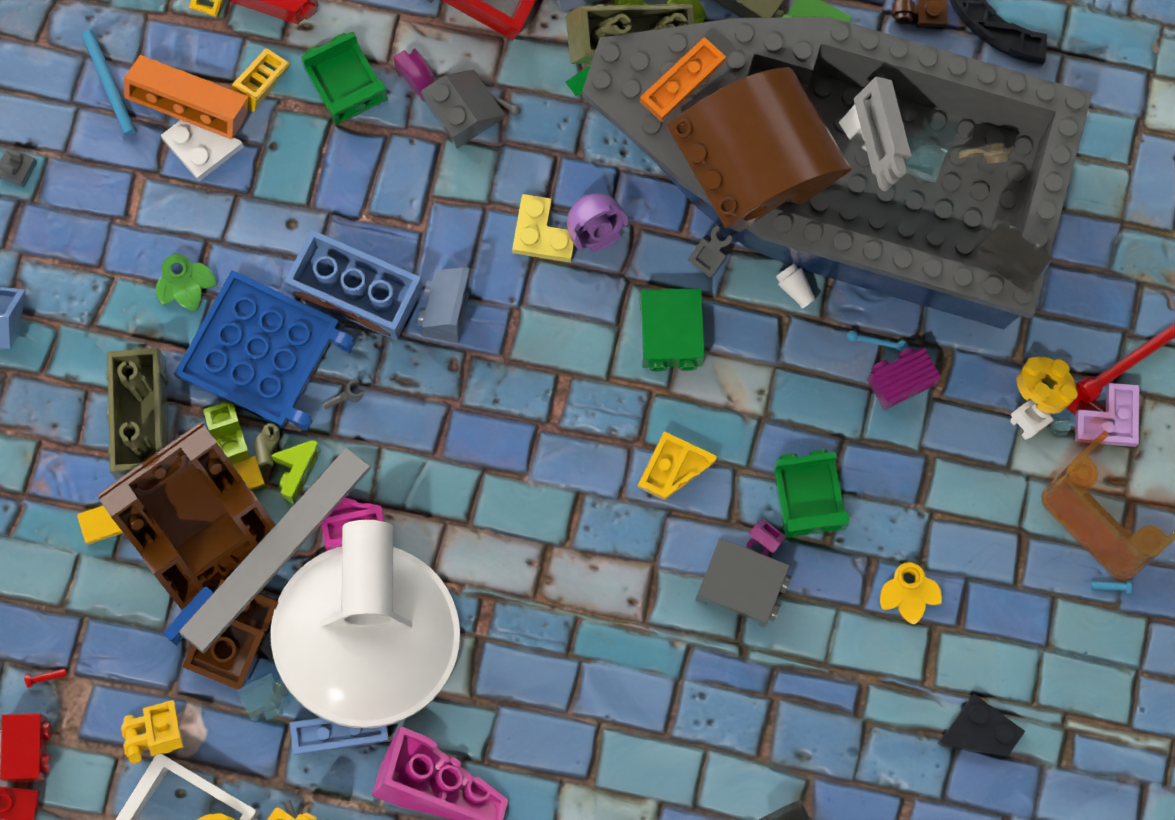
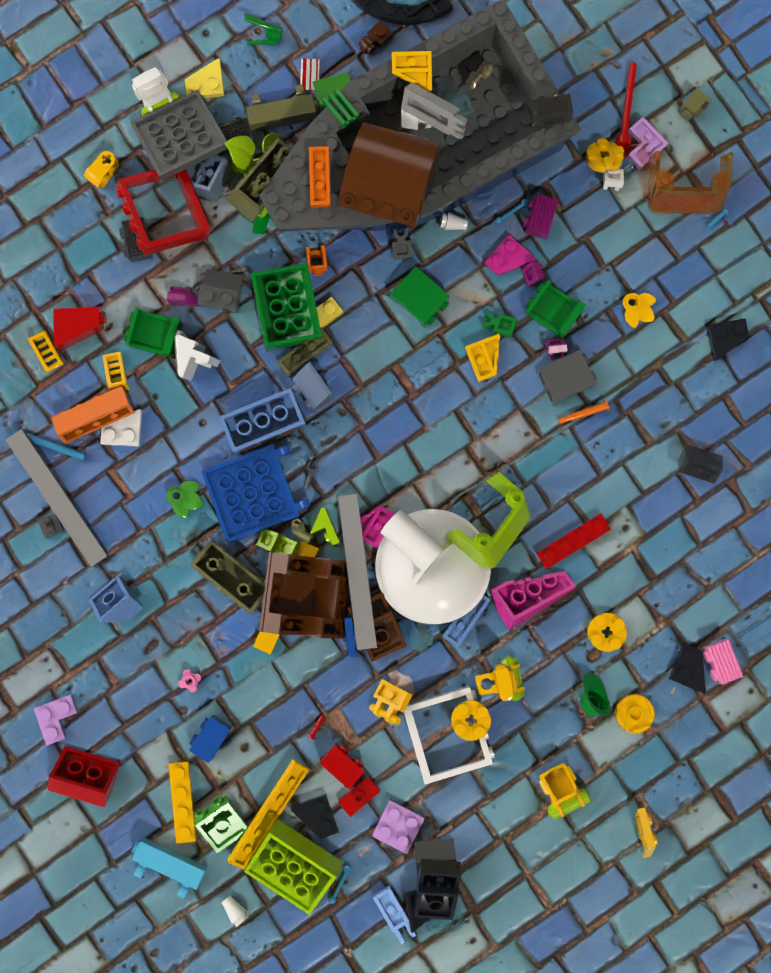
camera: 45 degrees left, 10 degrees up
(53, 145) = (56, 497): none -> light grey tile
(353, 137) = (189, 355): none -> white piece
(446, 681) = (489, 550): none -> lime windscreen
(483, 261) = (304, 354): none -> olive tile
(511, 189) = (286, 306): none -> green slope
(554, 775) = (573, 541): none -> red plate
(595, 222) = (336, 283): medium lavender cylinder -> none
(604, 169) = (317, 255): none -> orange window
(722, 645) = (585, 412): none -> orange piece
(731, 452) = (502, 325): none -> green plate
(788, 14) = (333, 97): none -> green tile
(820, 385) = (508, 257): none -> dark pink wing
(828, 430) = (533, 273): none -> magenta tile
(909, 67) = (413, 67): none -> yellow wing

